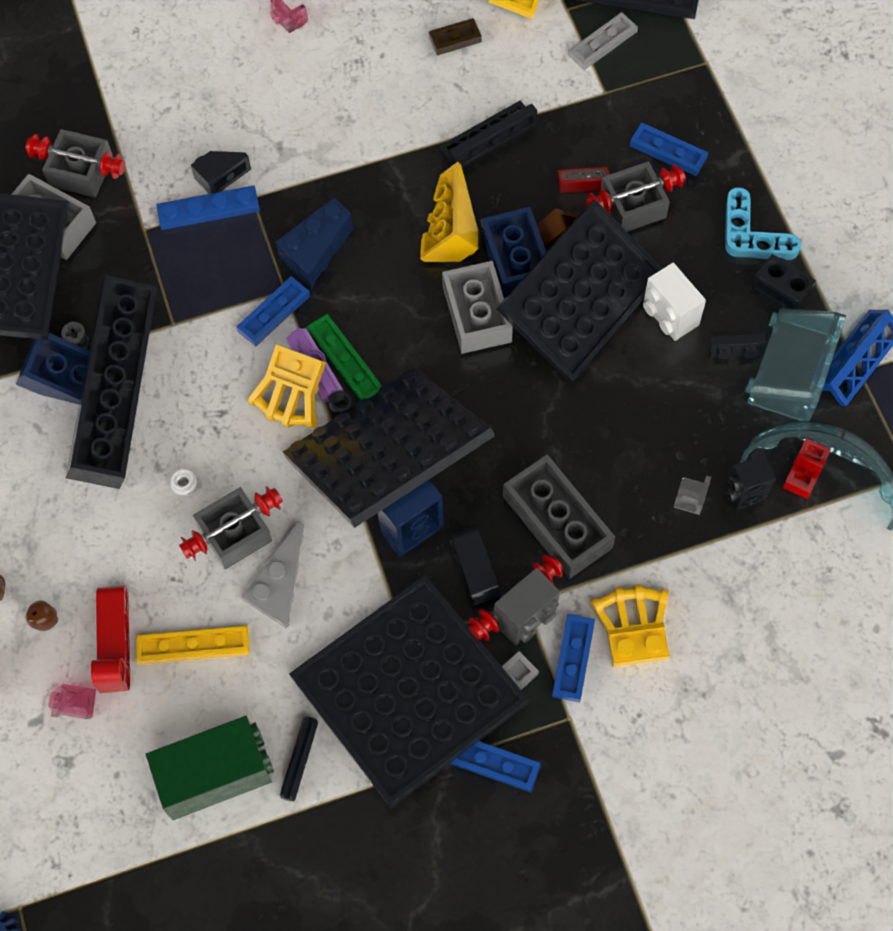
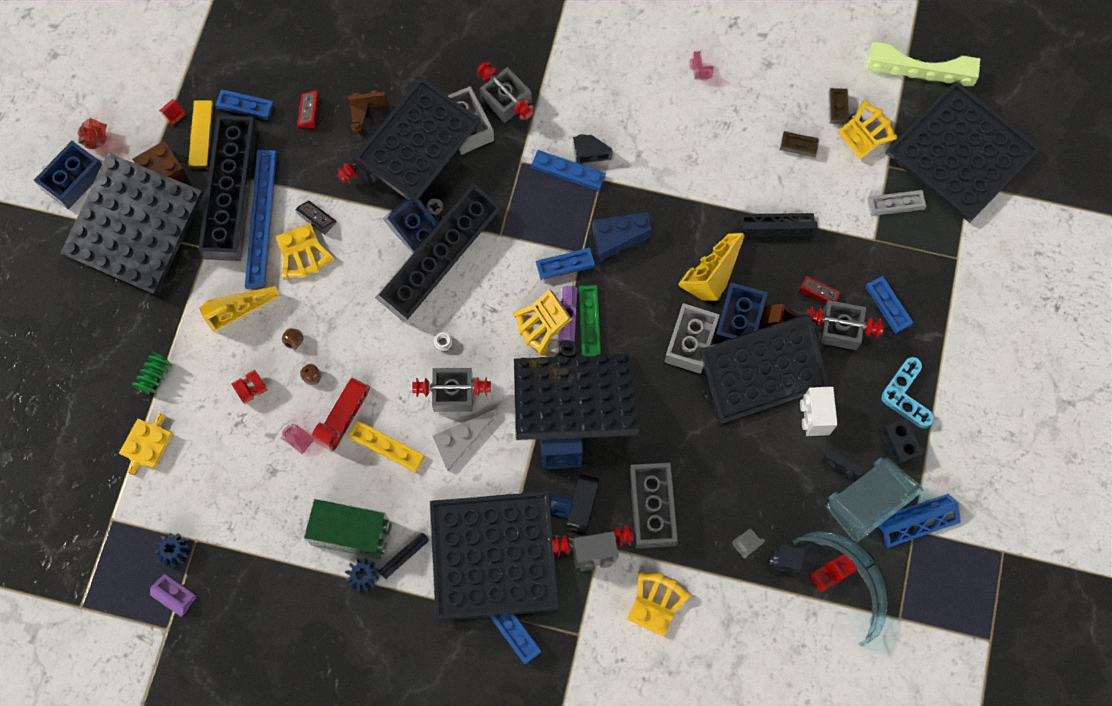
camera: 30 degrees right, 5 degrees up
(272, 816) = (358, 569): none -> dark blue gear
(452, 583) = (561, 506): none -> dark blue tile
(520, 670) = (566, 586): light grey plate -> none
(573, 658) = (604, 599): blue plate -> none

